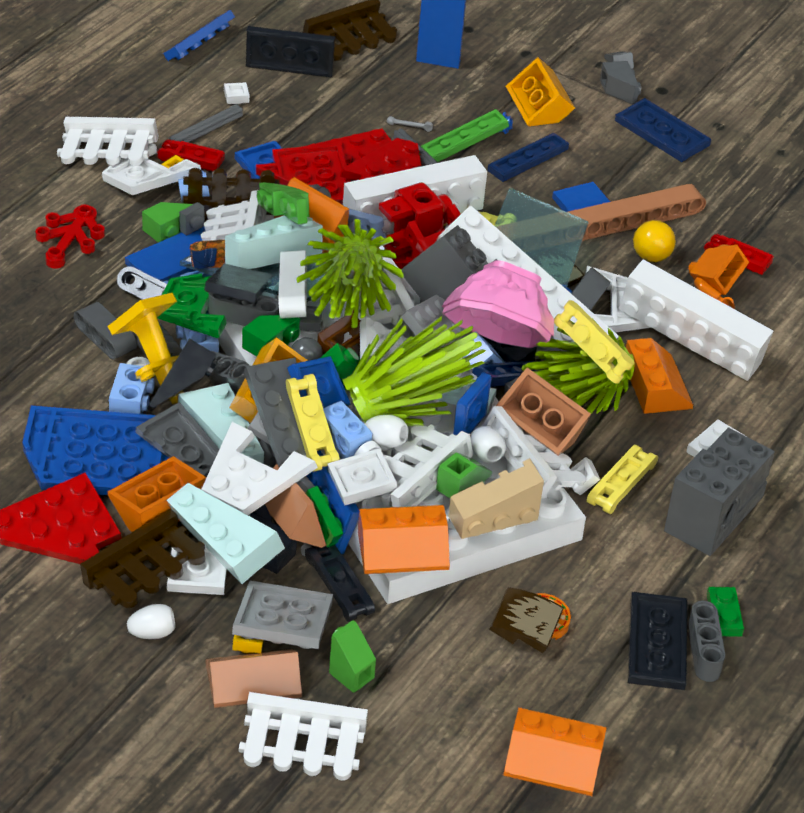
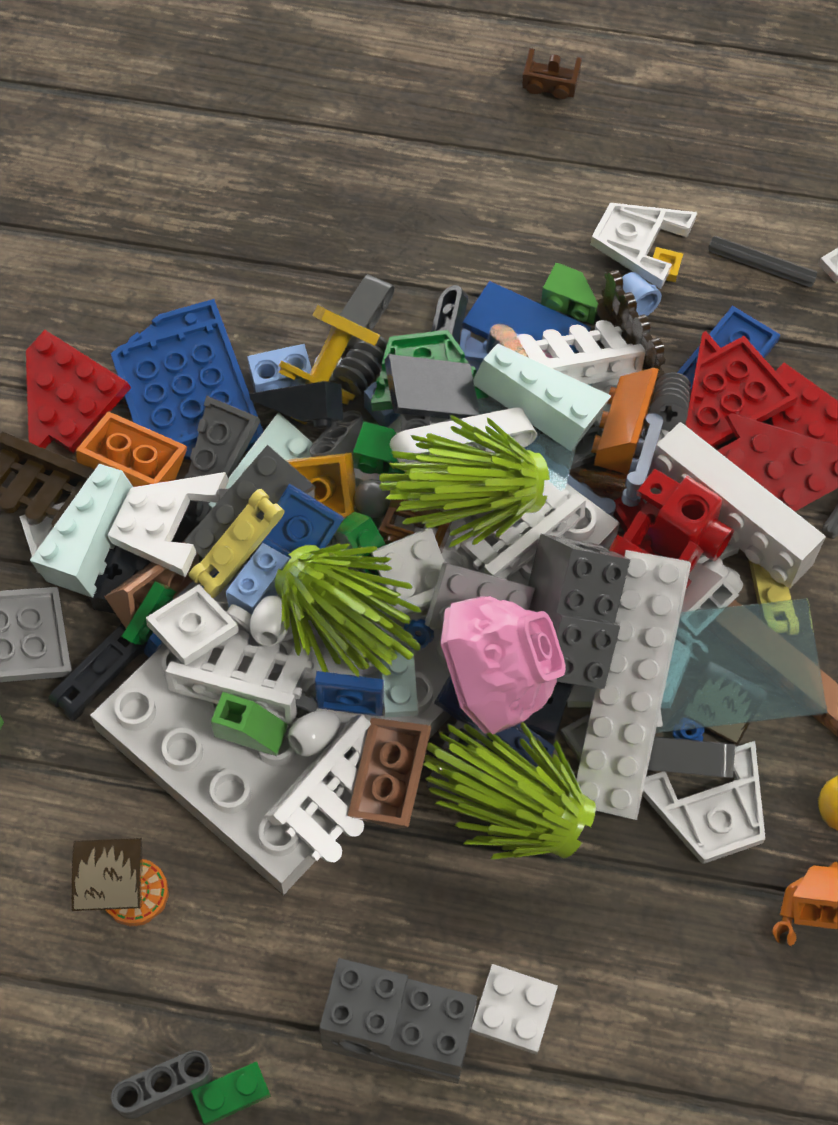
camera: 70 degrees right, 20 degrees up
(81, 216) = (501, 218): red plant -> none
(113, 130) = (673, 170): white fence -> none
(191, 218) = (574, 310): dark grey plate -> none
(204, 156) = (700, 270): red hinge -> none
(284, 201) = (600, 380): bright green slope -> none
(404, 539) = (121, 703): orange slope -> none
(499, 504) = (213, 777): tan wedge -> none
(587, 468) = (373, 860): white plate -> none
(594, 341) = (500, 792): light yellow plate -> none
(621, 478) = (397, 906): light yellow plate -> none
(657, 378) = (596, 890): orange slope -> none
(657, 641) = (152, 1029): black tile -> none
(695, 319) = (698, 900): white brick -> none

